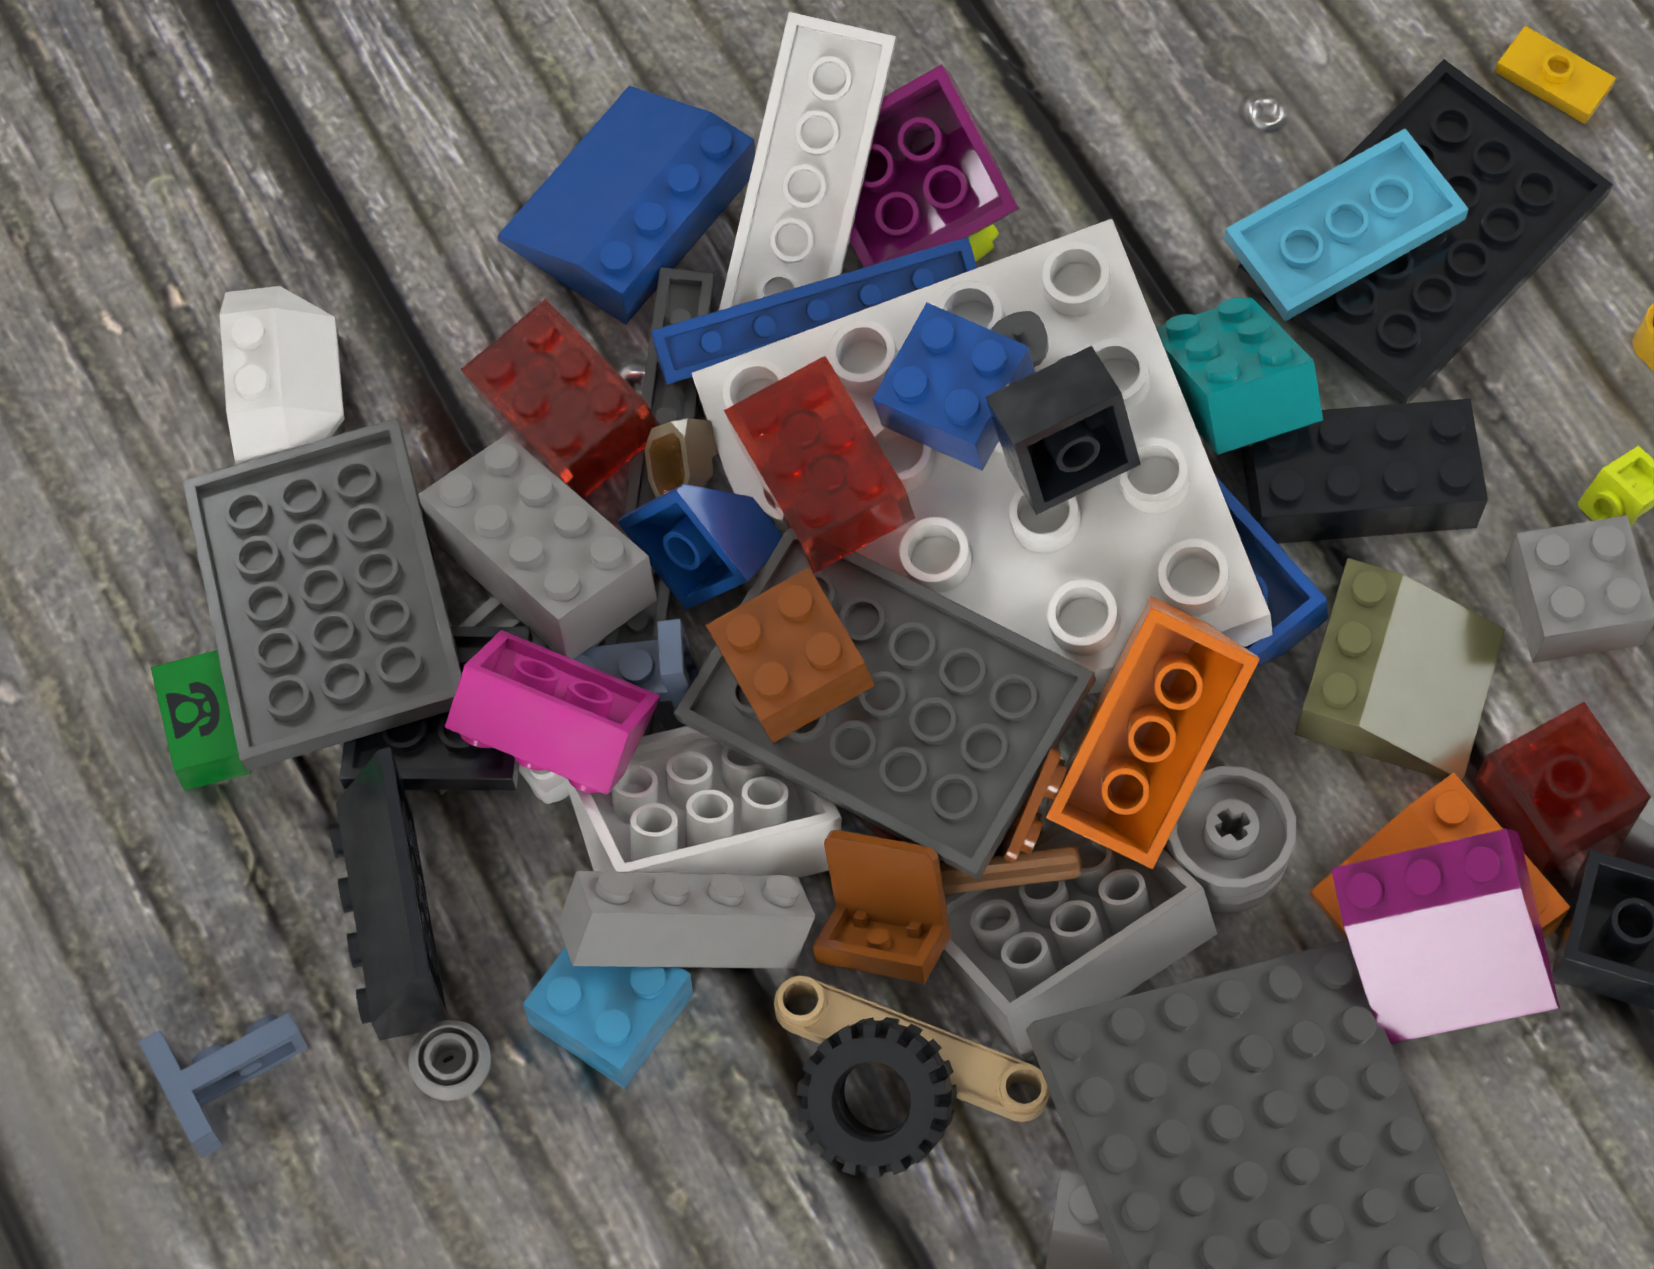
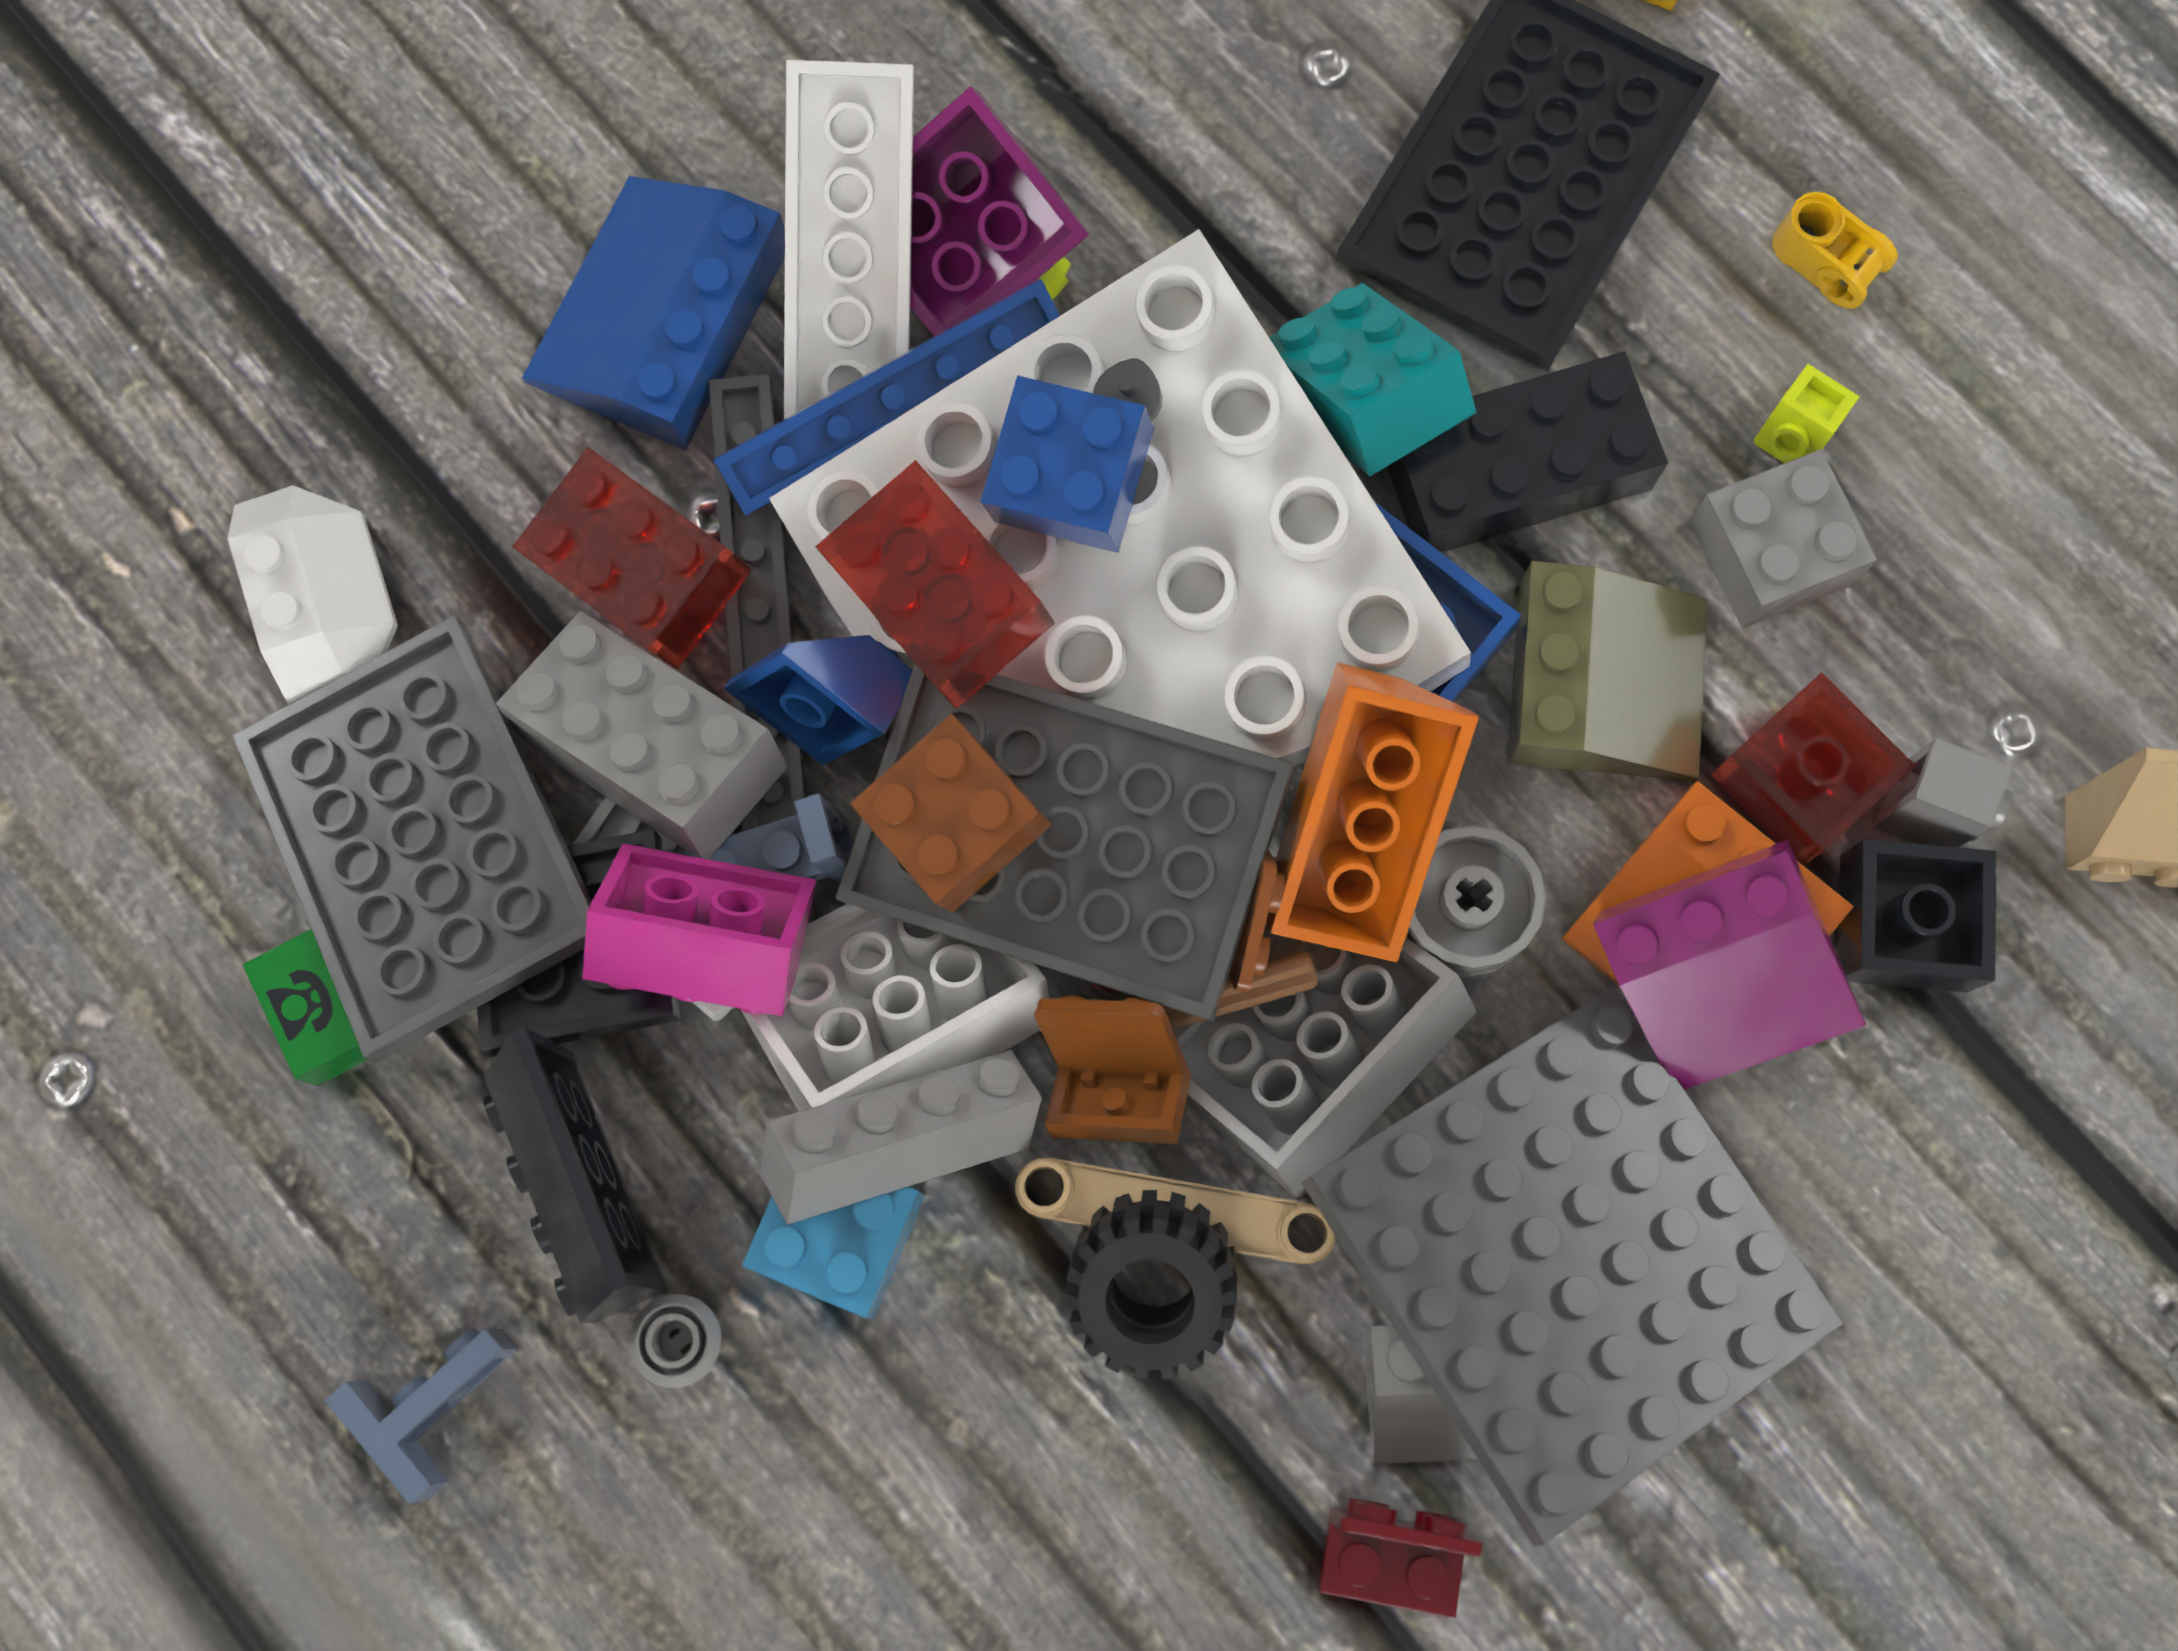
camera: 10 degrees left, 10 degrees up
(680, 454) = (778, 600): dark tan rock -> none
(1063, 429) = (1204, 493): black brick -> none
(1345, 224) = (1446, 178): medium azure plate -> none

